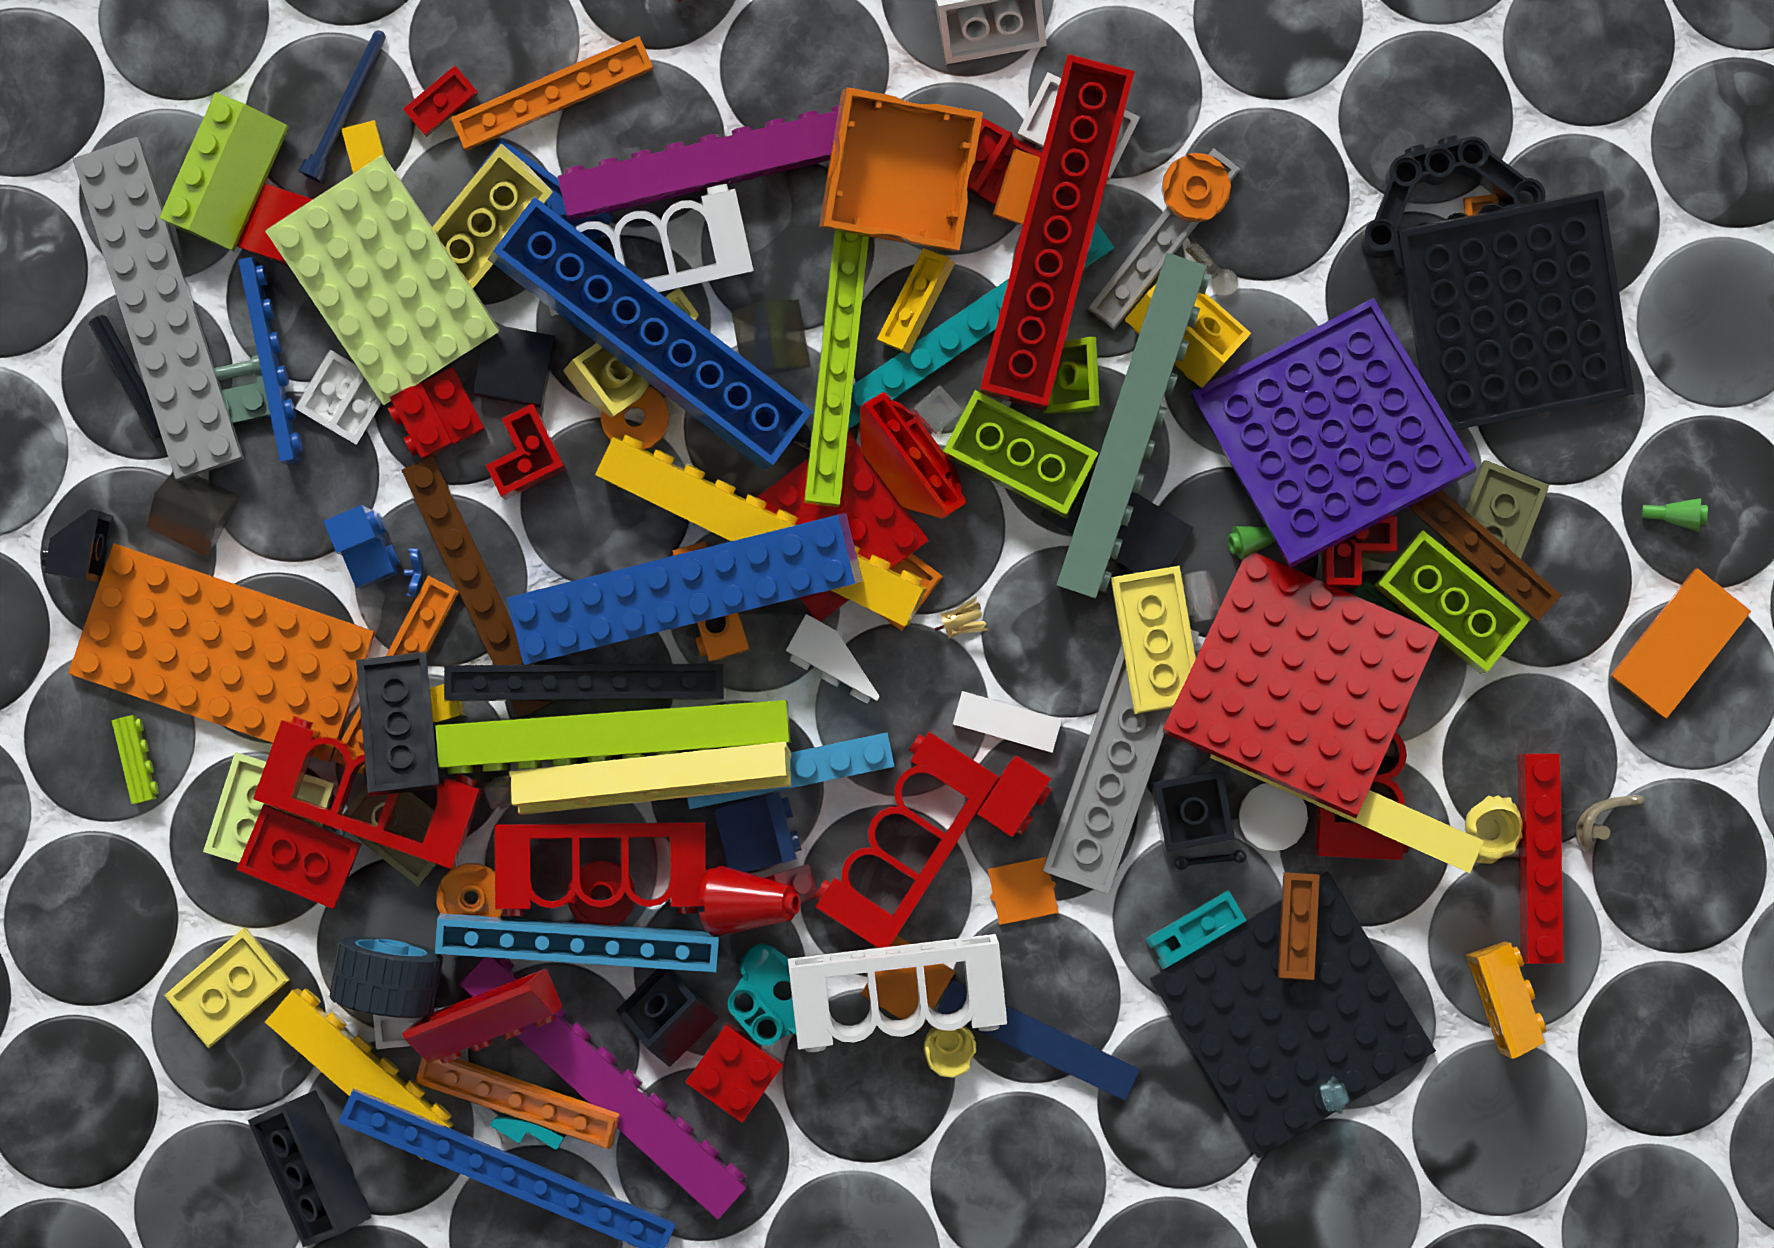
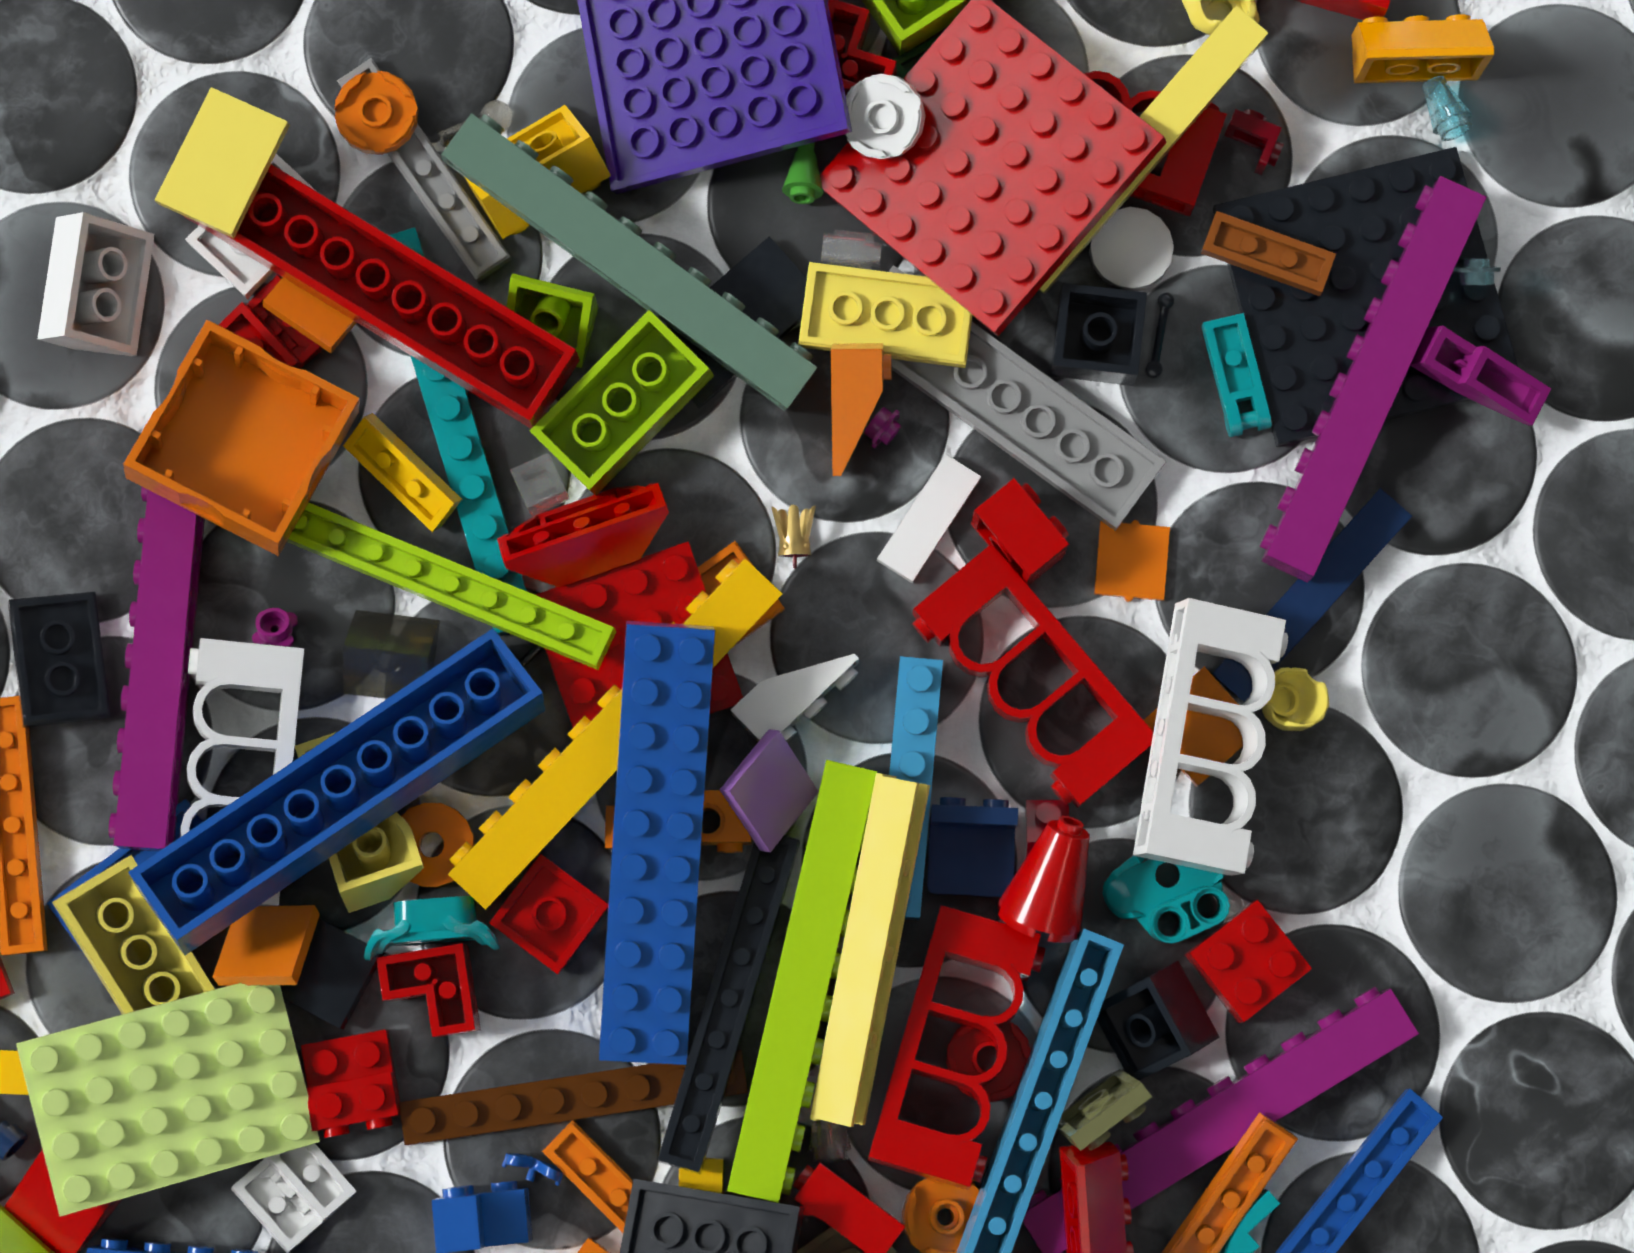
camera: 70 degrees left, 5 degrees down
(516, 318) = (267, 946): none -> orange tile
(573, 436) = (431, 923): none -> teal piece
(584, 992) = (1091, 1117): none -> olive plate
(608, 524) = (549, 914): none -> red plate
(689, 85) = (59, 659): none -> black tile
(752, 663) = (769, 790): none -> medium lavender tile
(770, 236) = (272, 619): none -> magenta plate
(1067, 664) = (883, 427): none -> magenta plate
(1089, 633) = (856, 386): none -> orange slope
(1109, 83) = (222, 162): none -> light yellow tile
(1223, 1038) = (1373, 378): none -> magenta brick
(1251, 1121) = (1480, 375): none -> magenta slope
(1312, 589) = (884, 116): none -> white tile
(1399, 884) = (1254, 130): none -> dark red bracket
(1463, 1035) = (1446, 111): none -> clear light blue cone

